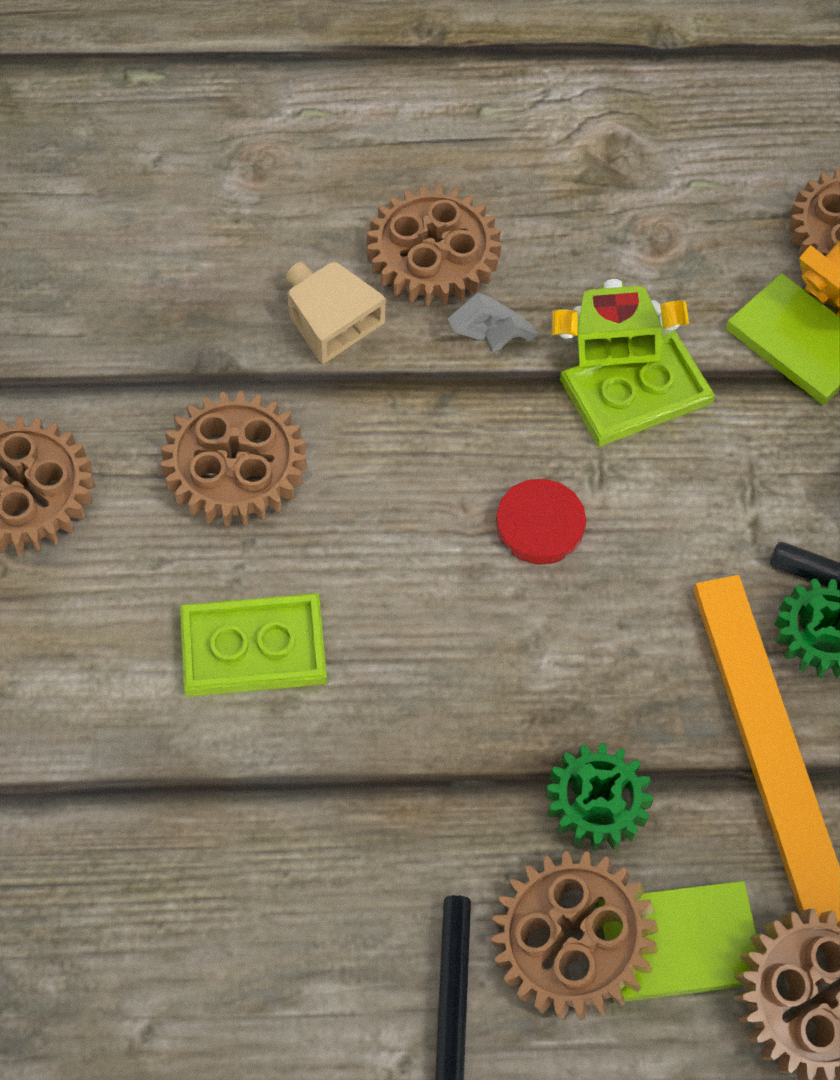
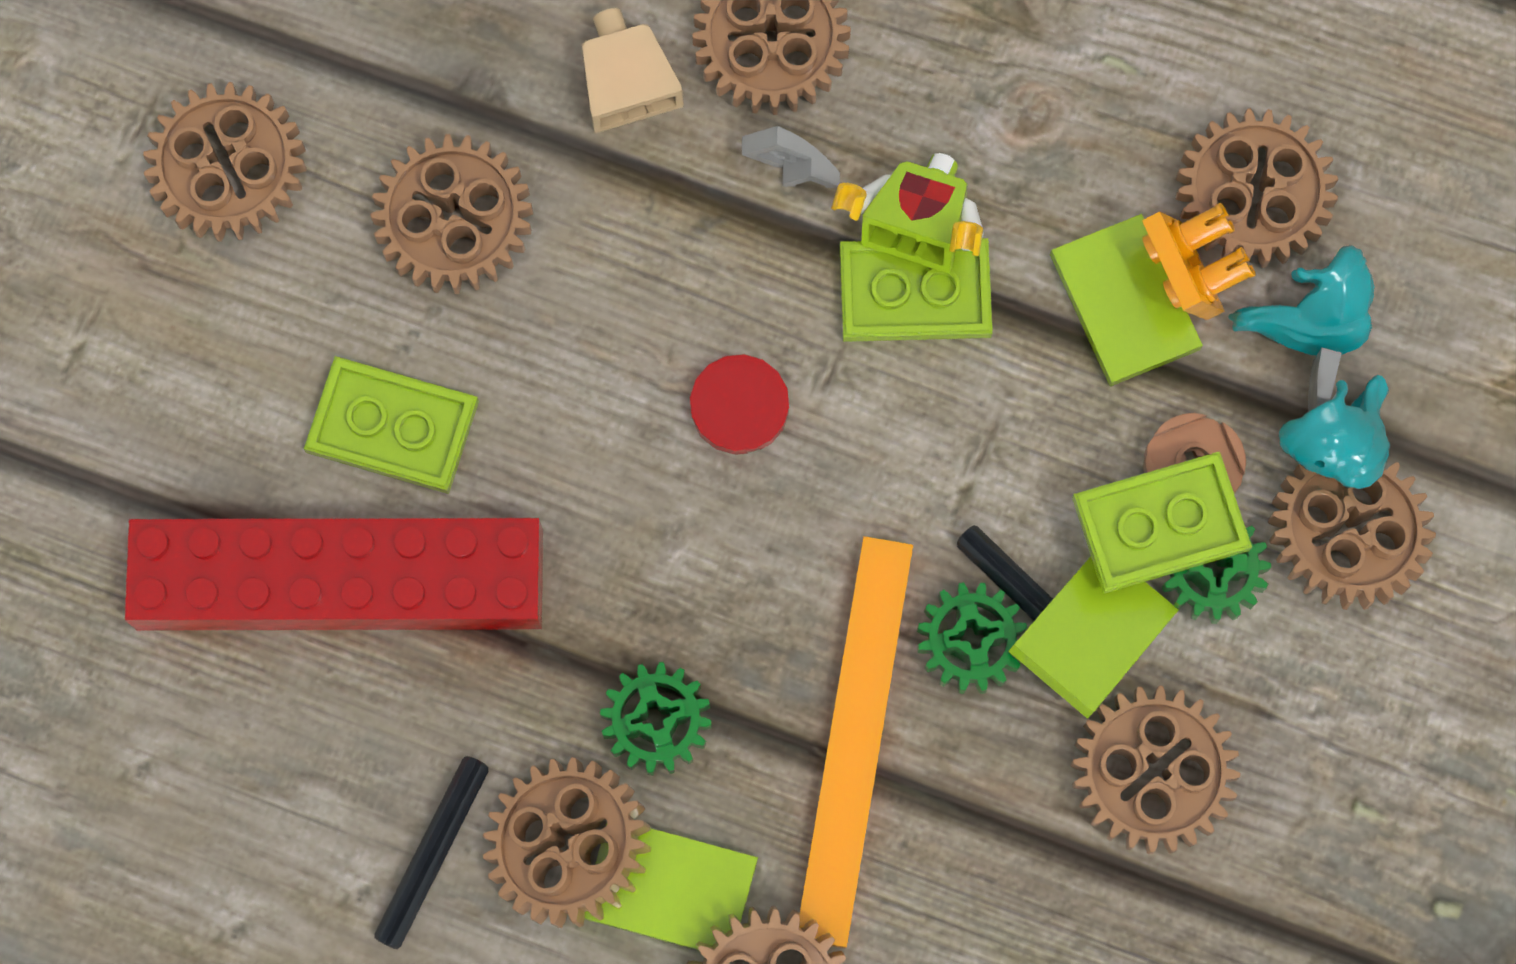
camera: 25 degrees right, 15 degrees up
(257, 783) = (335, 574): none -> red brick

